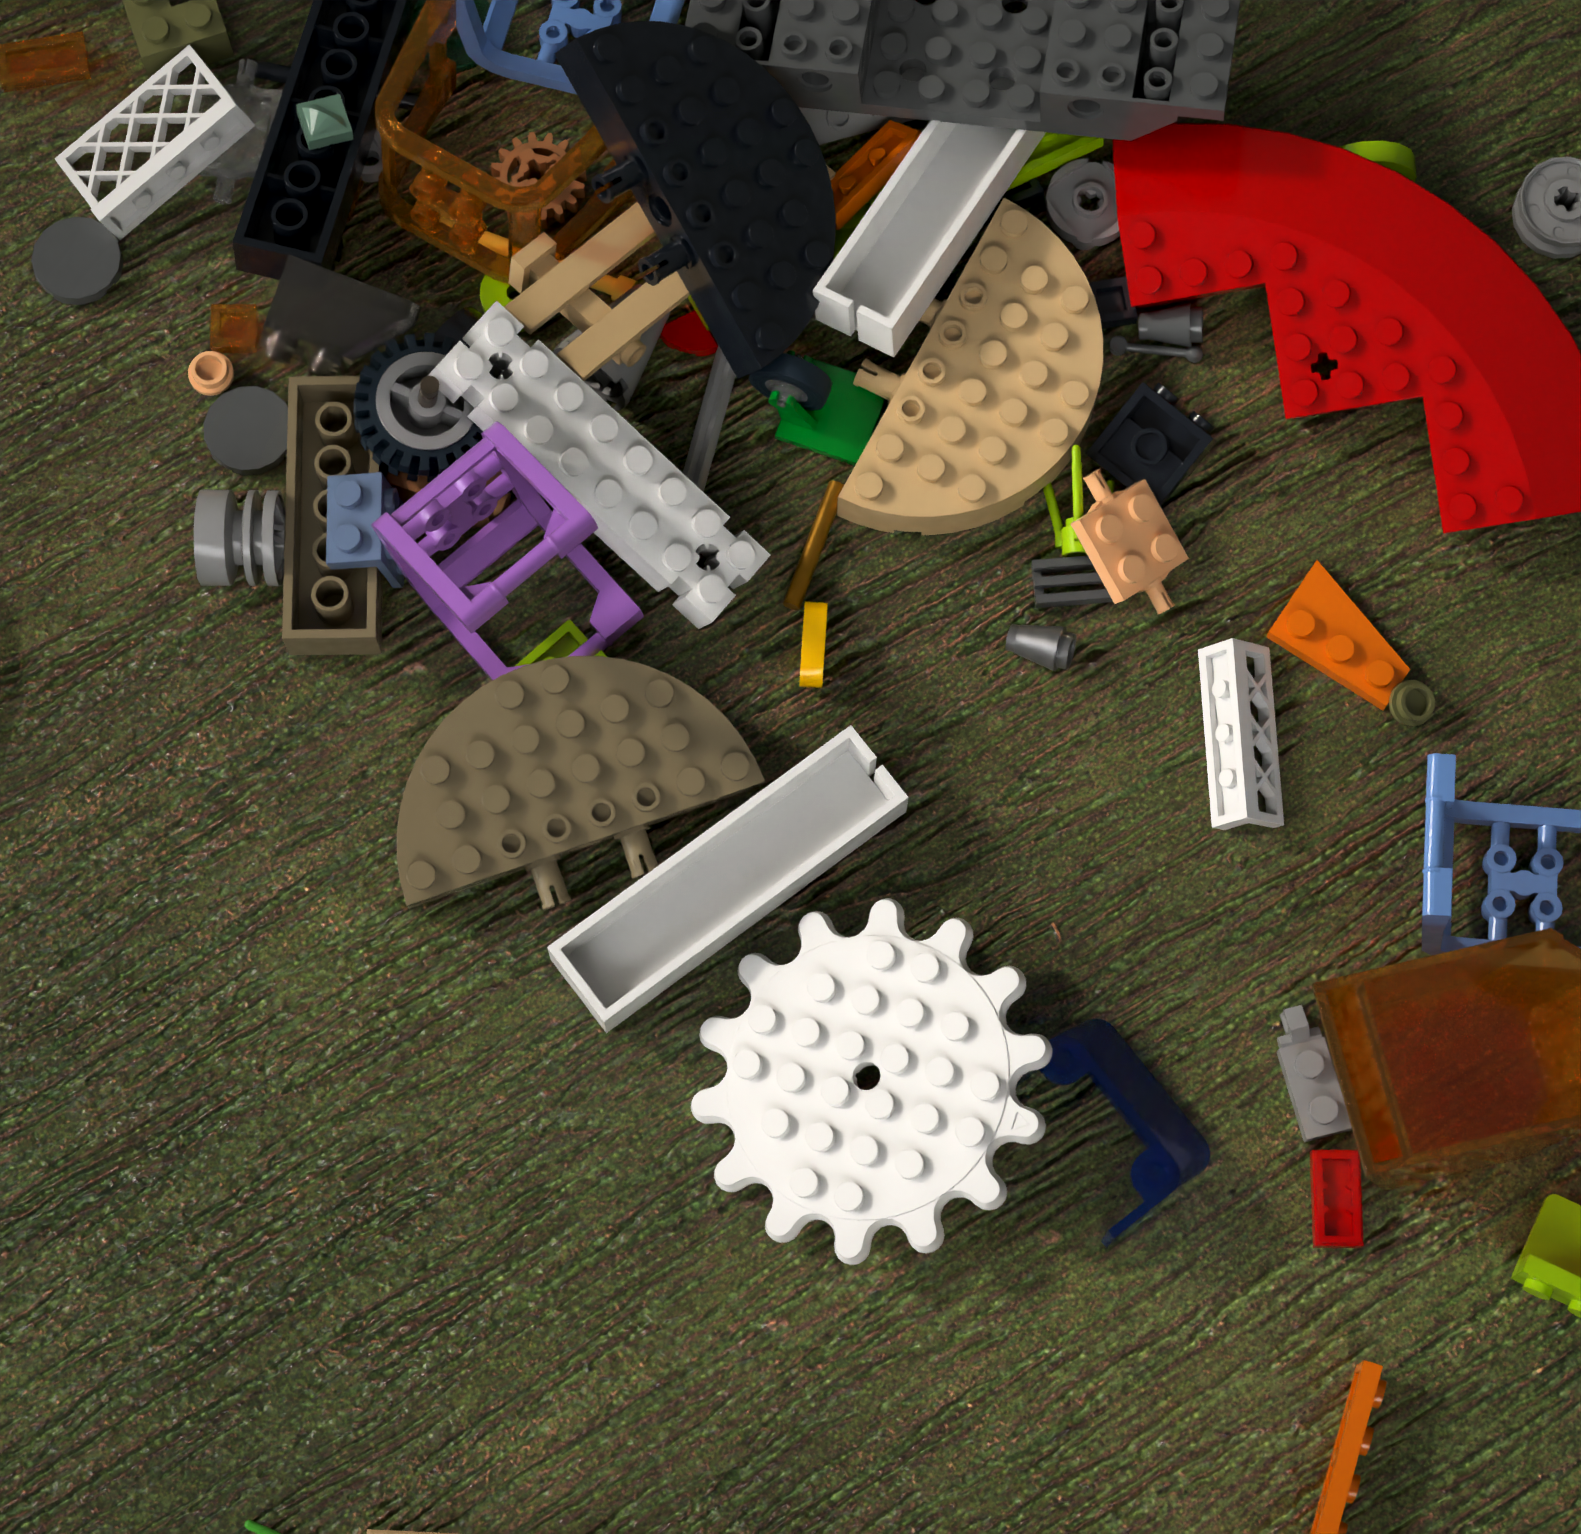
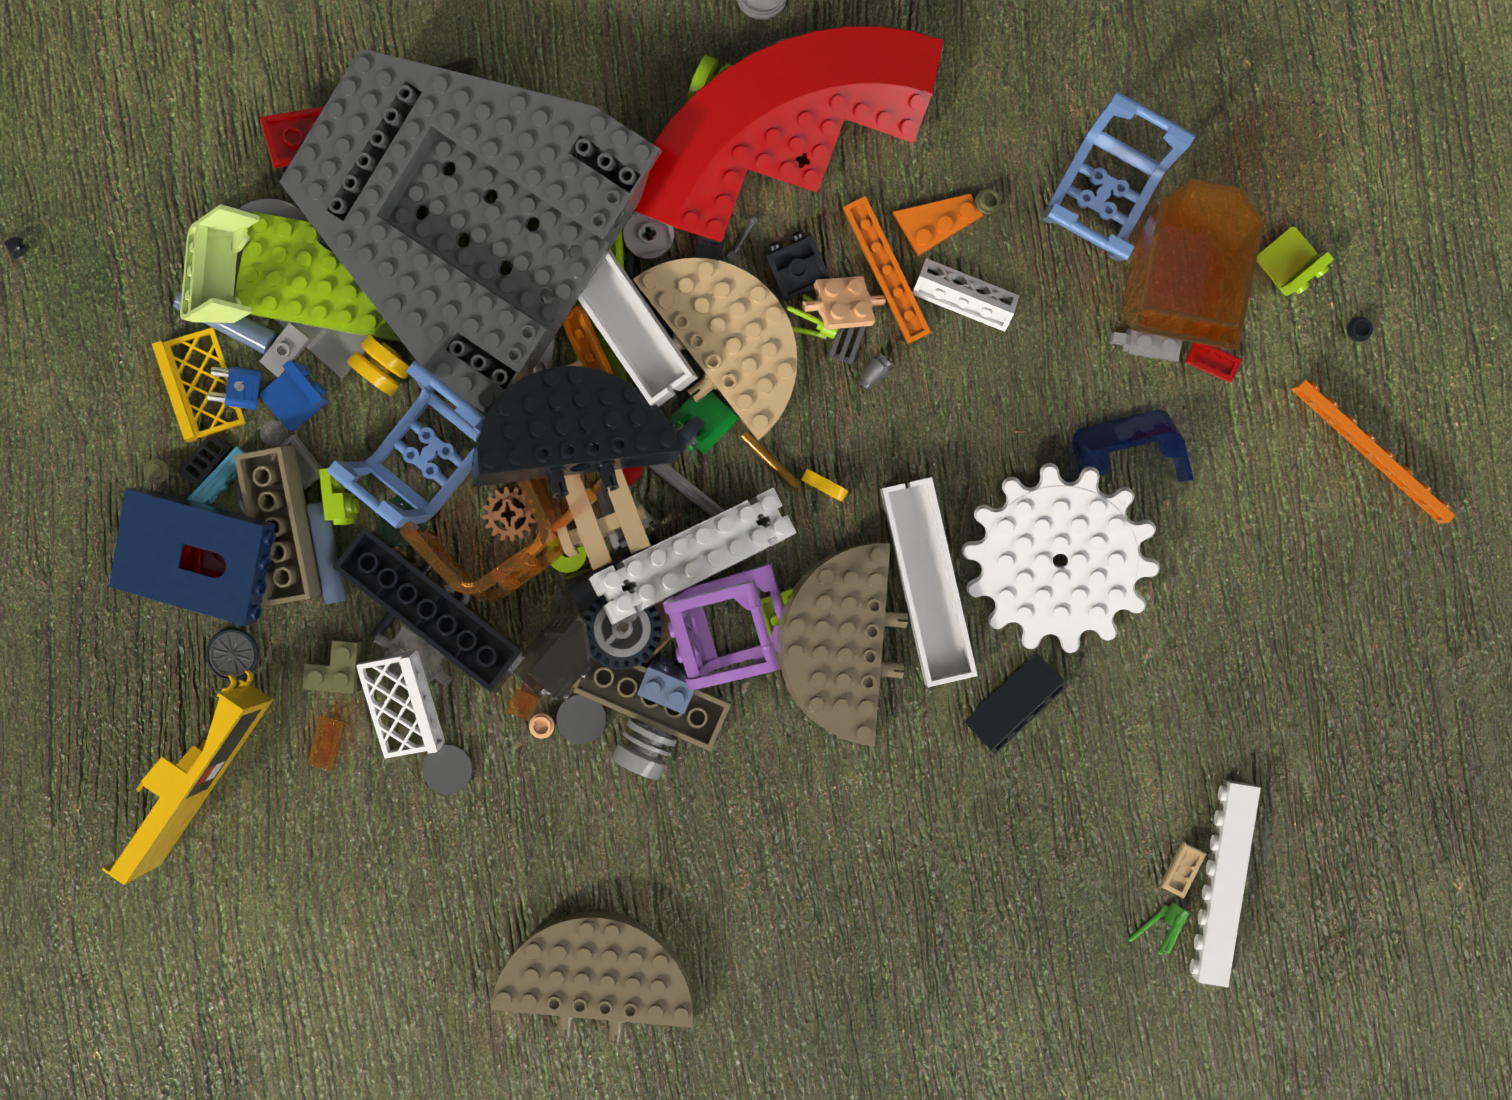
camera: 65 degrees left, 15 degrees up
(324, 121) = (440, 616): sand green tile -> none
(584, 1124) = (1016, 703): none -> black brick
(1173, 325) = (737, 223): dark grey cone -> none
(1216, 591) = (886, 270): none -> orange plate
(1519, 1435) = (1359, 329): none -> black plate

